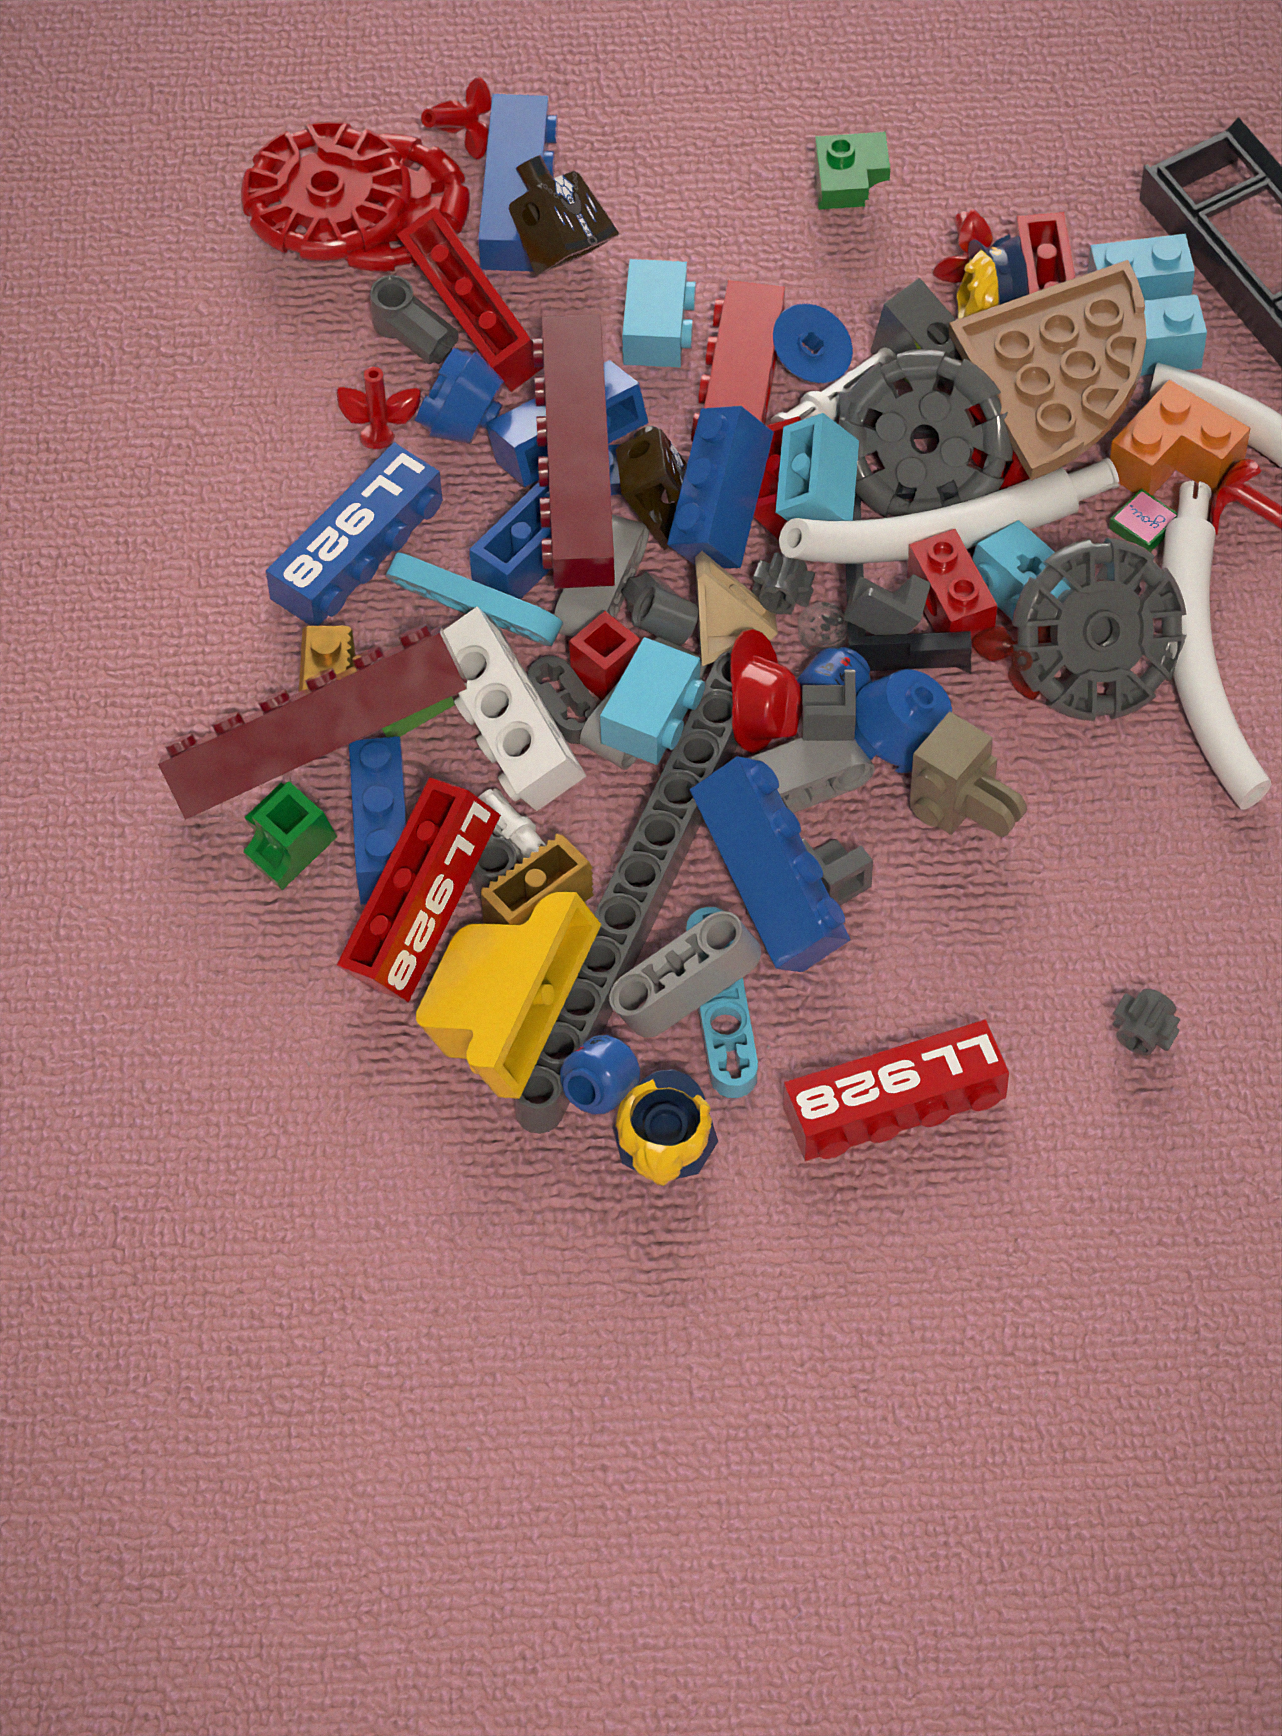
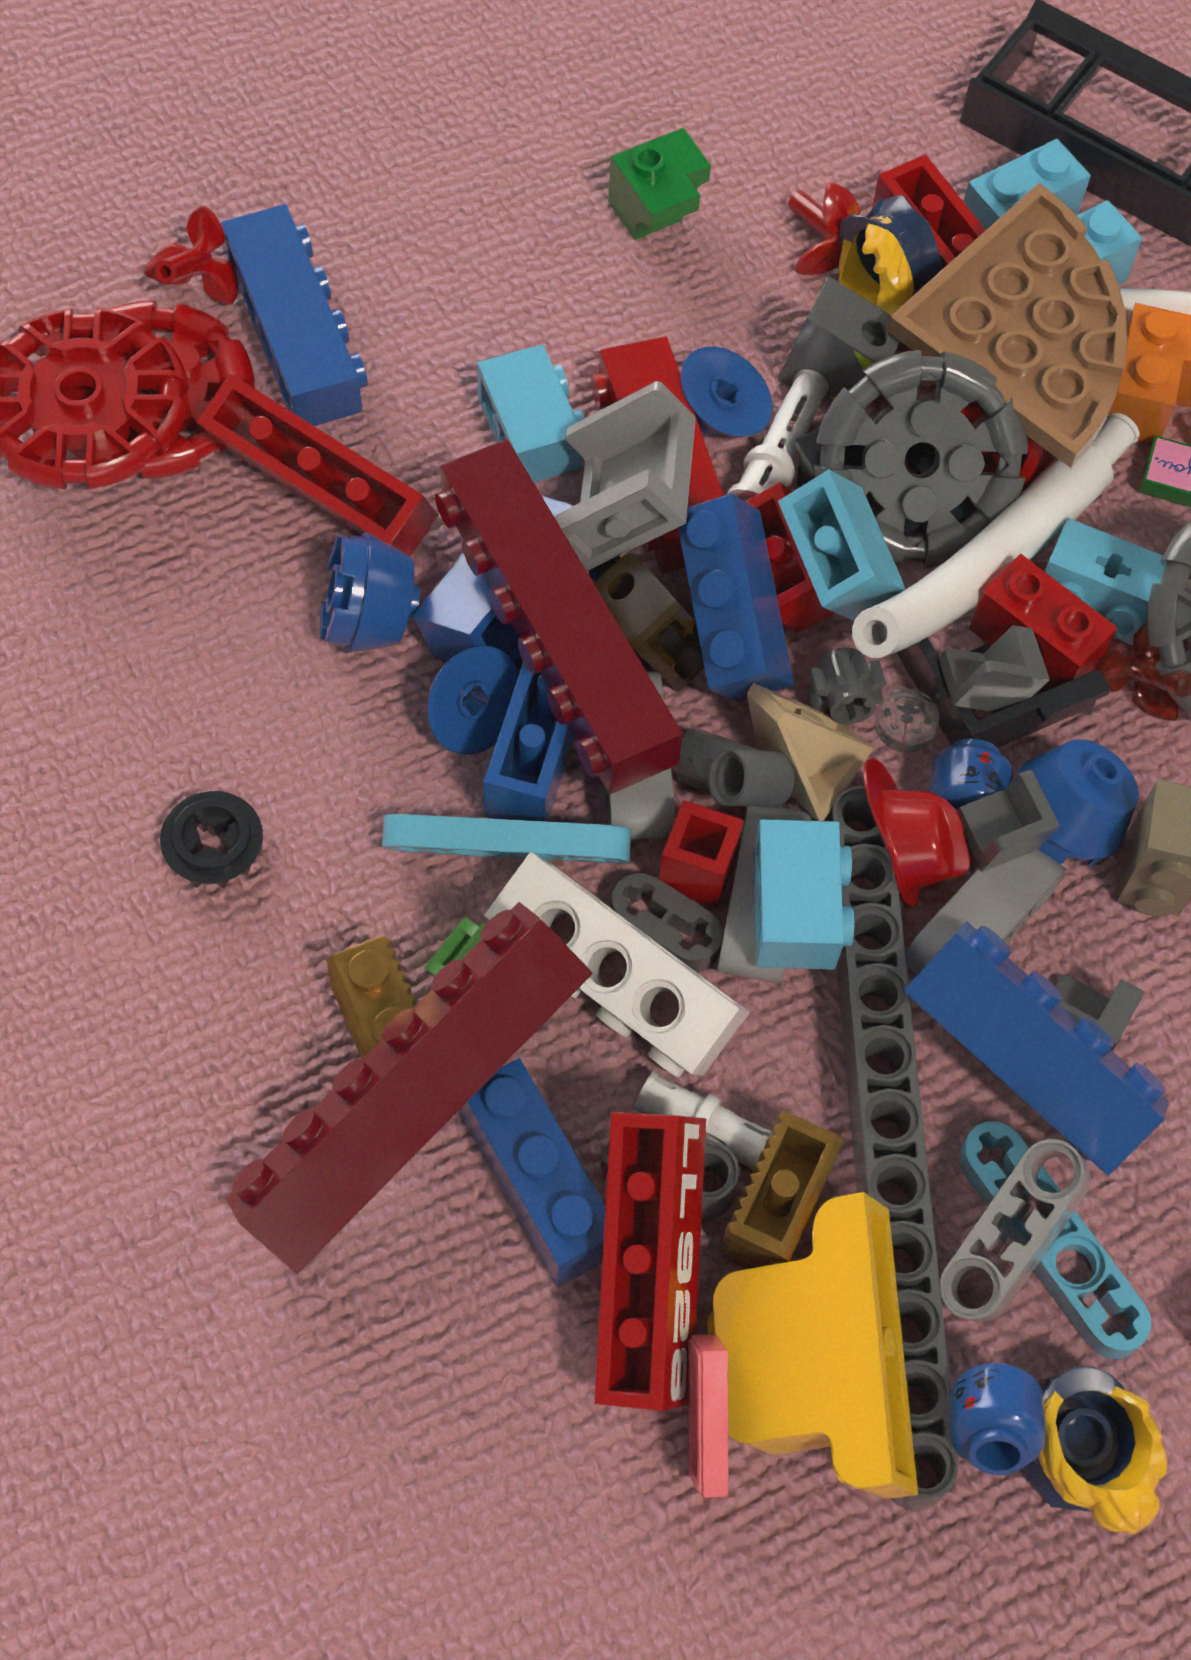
camera: 30 degrees left, 5 degrees up
(250, 527) = (211, 813): none -> black gear
(287, 834) = (430, 1237): green brick -> none
(355, 536) = (319, 812): blue brick -> none
(374, 409) = (269, 637): red plant -> none
(402, 1017) = (708, 1415): none -> coral tile
(410, 320) = (254, 521): dark grey piece -> none
(491, 475) = (477, 721): none -> blue piece
(558, 217) = (373, 340): dark brown torso -> none
(703, 363) = (632, 474): none -> light grey panel

